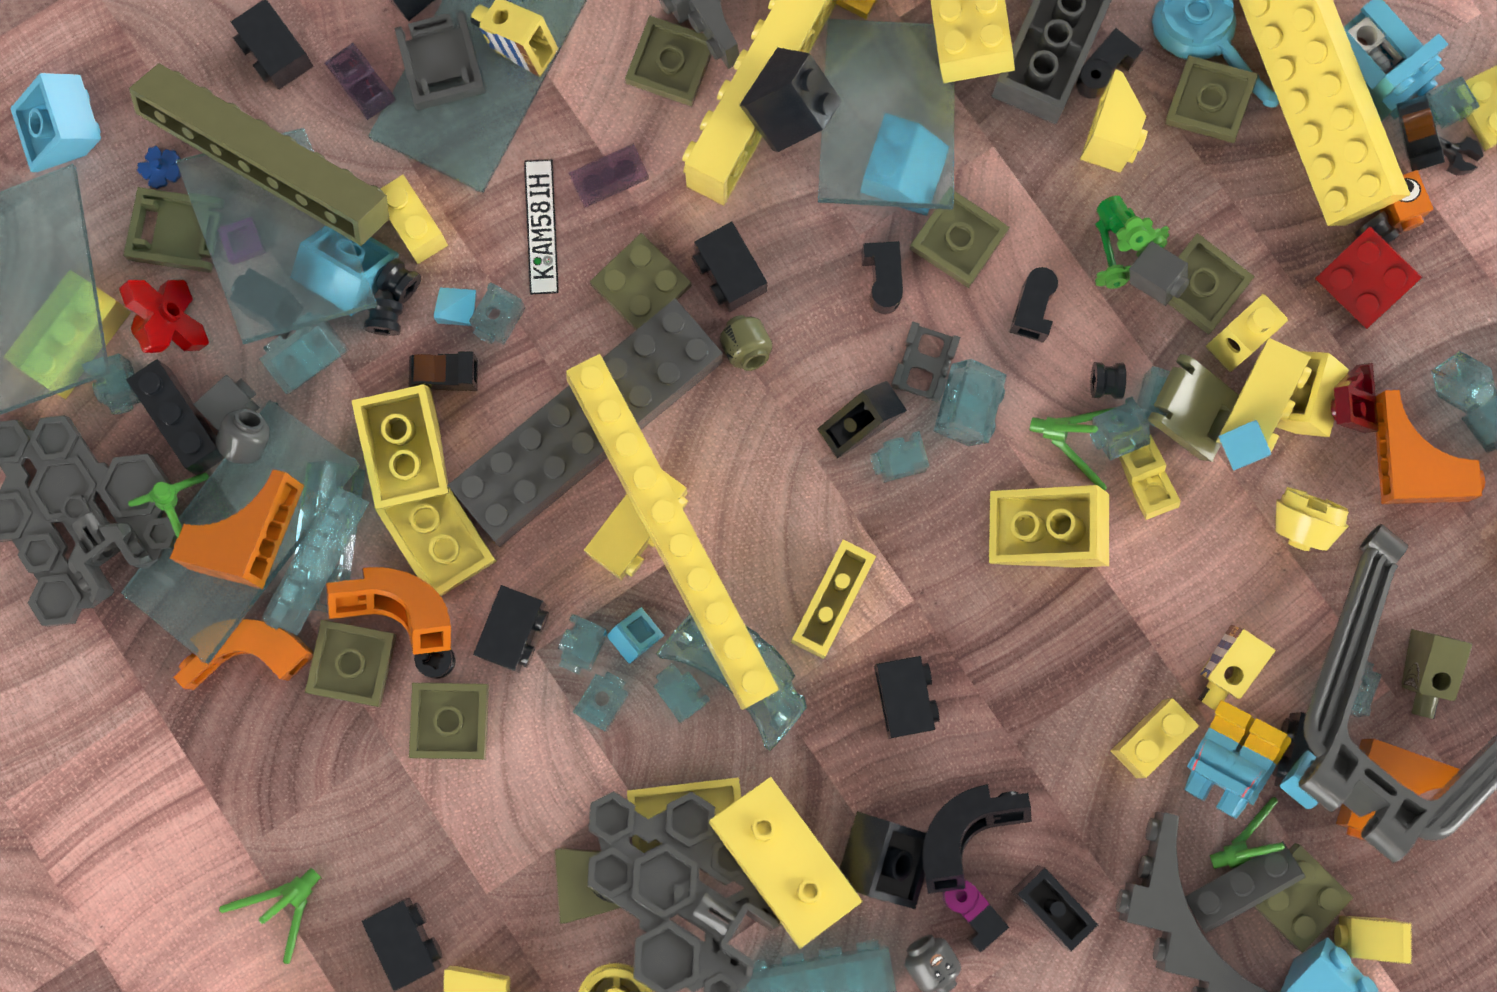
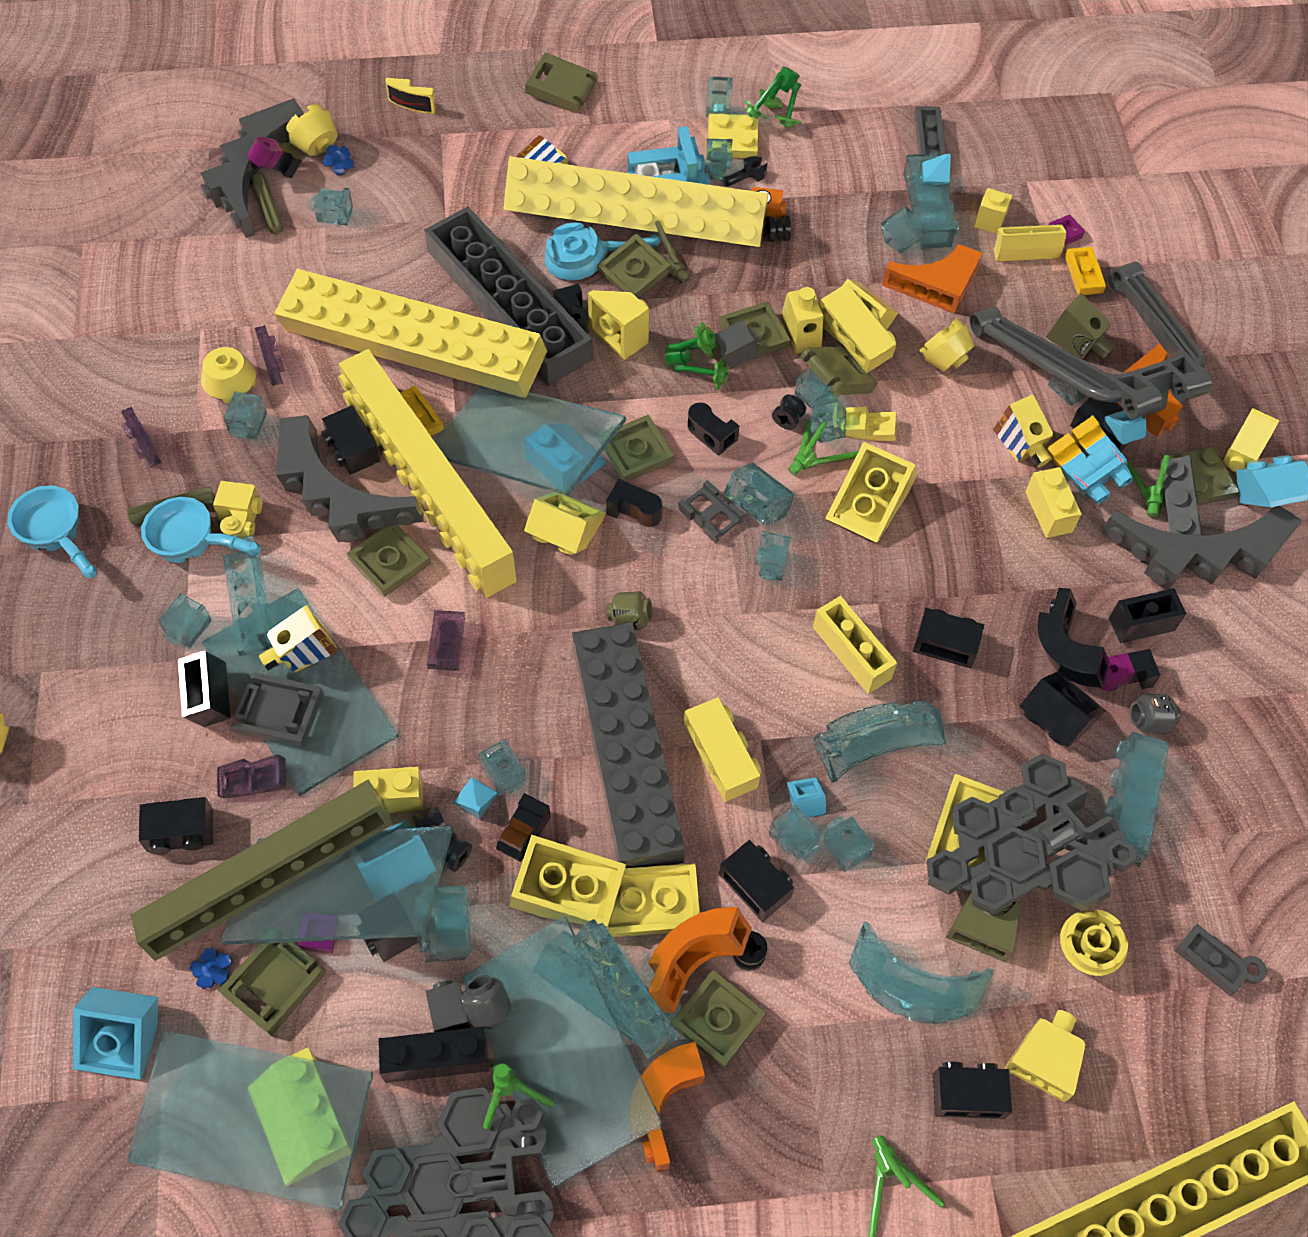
camera: 60 degrees left, 20 degrees down
(114, 389) = (382, 1096): clear light blue brick -> none
(162, 316) = (343, 1022): red plant -> none
(246, 542) = (580, 1043): orange arch -> none
(448, 721) = (805, 965): olive plate -> none
(472, 839) = (911, 991): none -> clear light blue windscreen
(541, 226) = (452, 708): sticker -> none
(640, 282) = (540, 661): olive plate -> none
(671, 532) = (752, 712): light yellow brick -> none
(680, 692) = (870, 784): clear light blue brick -> none
(729, 266) = (567, 594): black piece -> none
(785, 862) = (1038, 765): light yellow plate -> none
(790, 99) = (481, 477): black slope -> none
(811, 225) = (563, 522): none -> light yellow slope
(862, 418) = (730, 567): black slope -> none
(1245, 445) = (885, 344): medium azure slope -> none
(1249, 140) = (678, 268): none -> olive plant
(1356, 400) = (885, 289): dark red wing -> none
(1368, 277) = (805, 244): red plate -> none
(1419, 133) = (729, 173): black leg -> none

